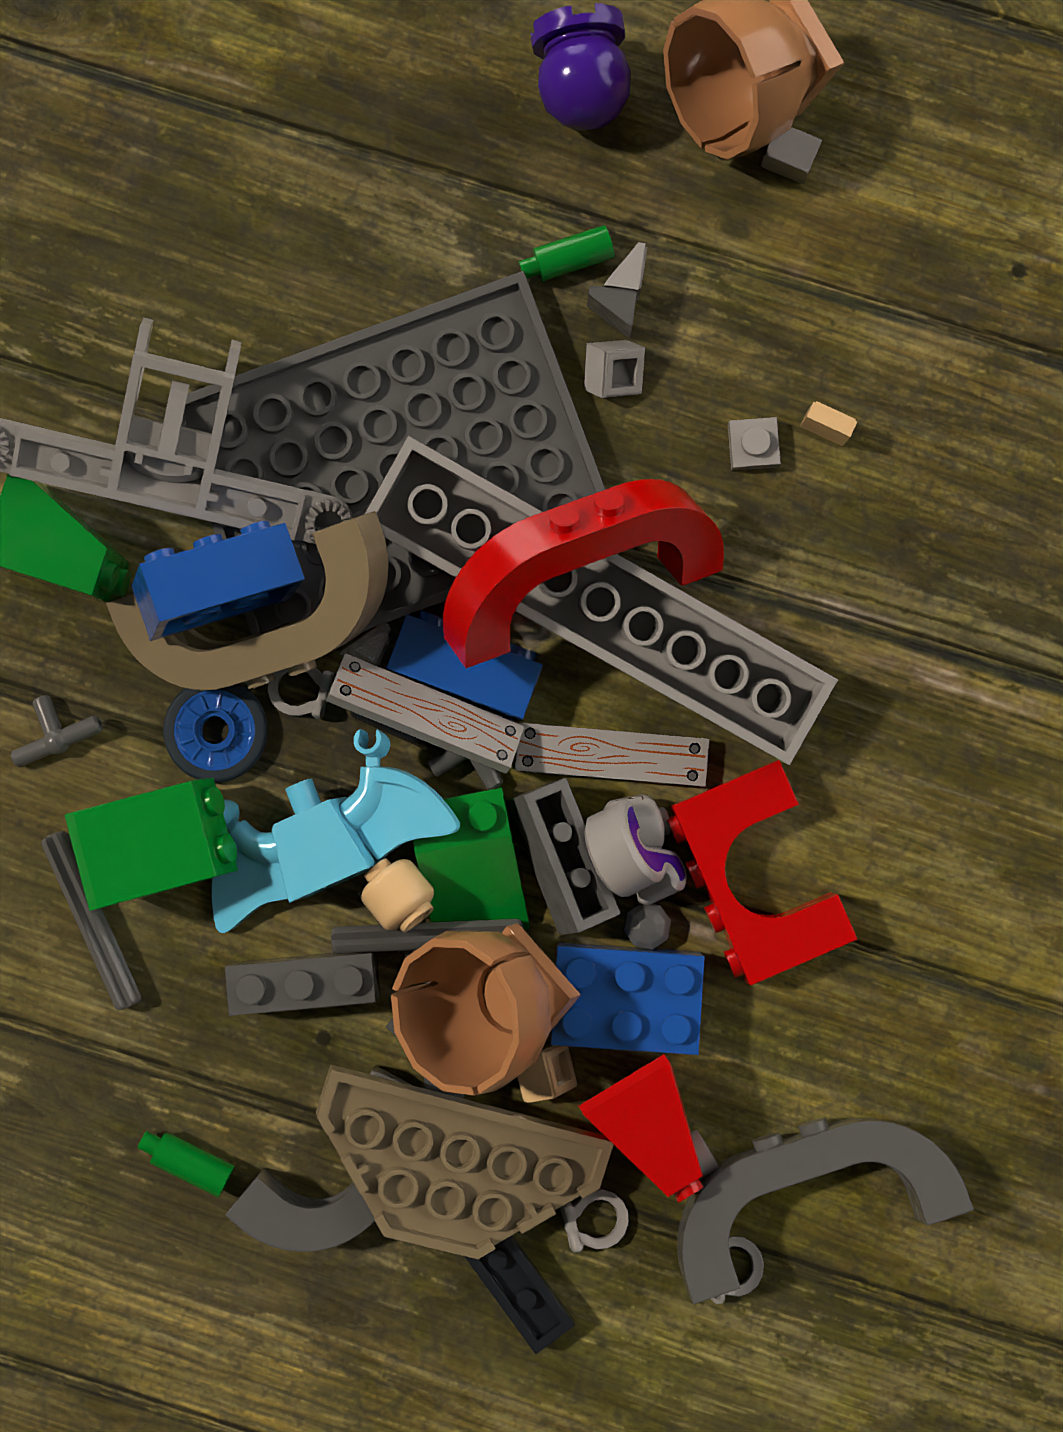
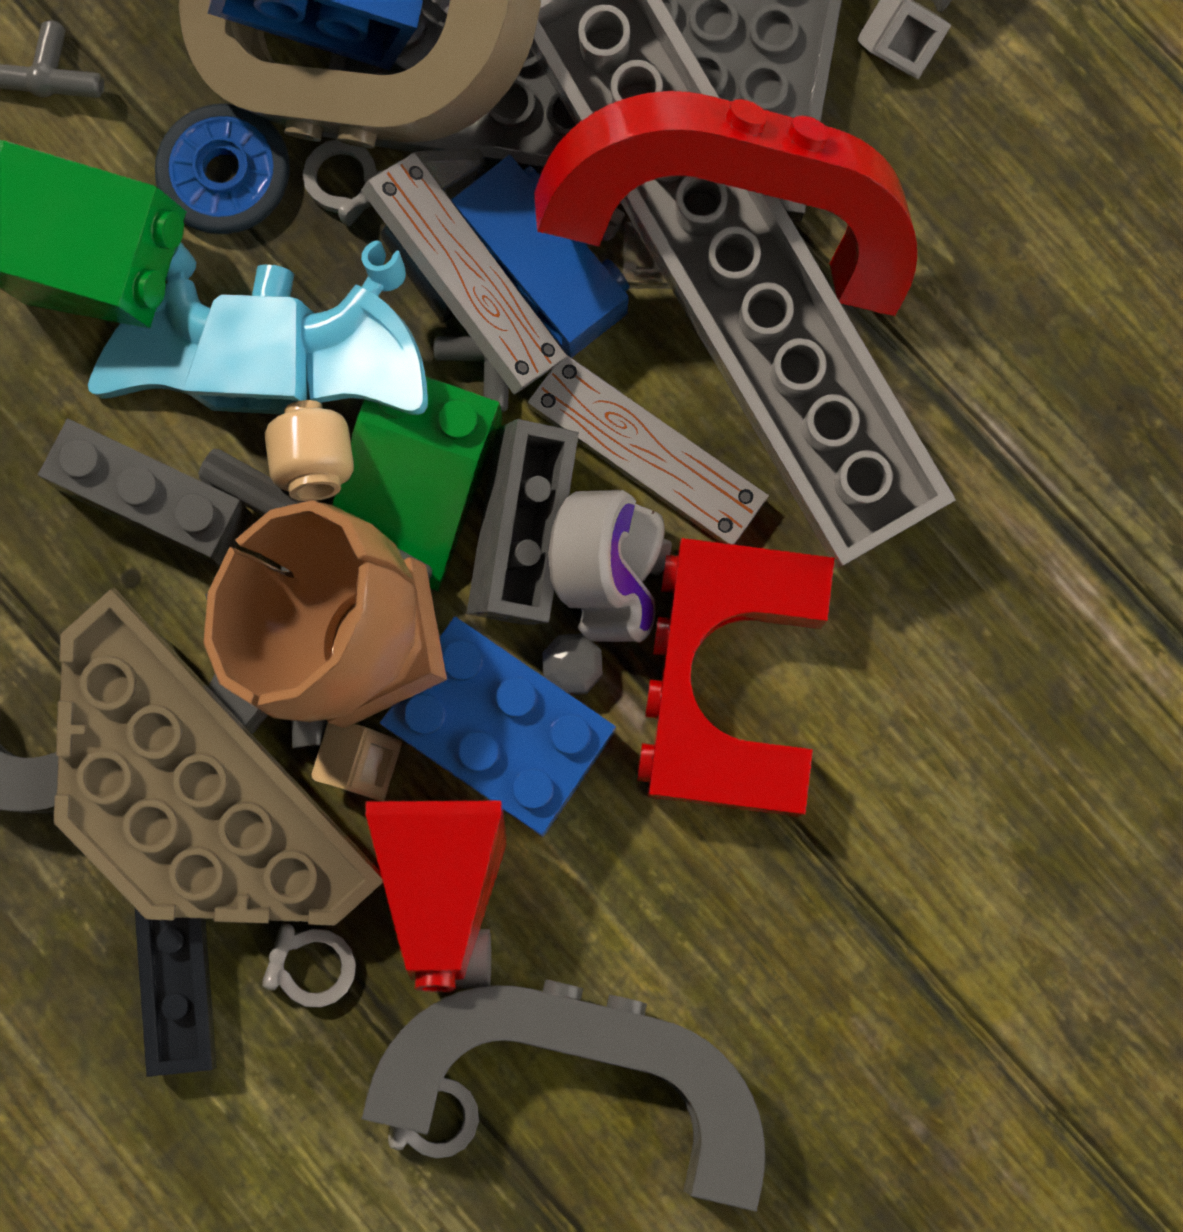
camera: 25 degrees right, 5 degrees down
(754, 444) = (1012, 203): light grey plate -> none
(828, 423) = (1111, 224): tan tile -> none

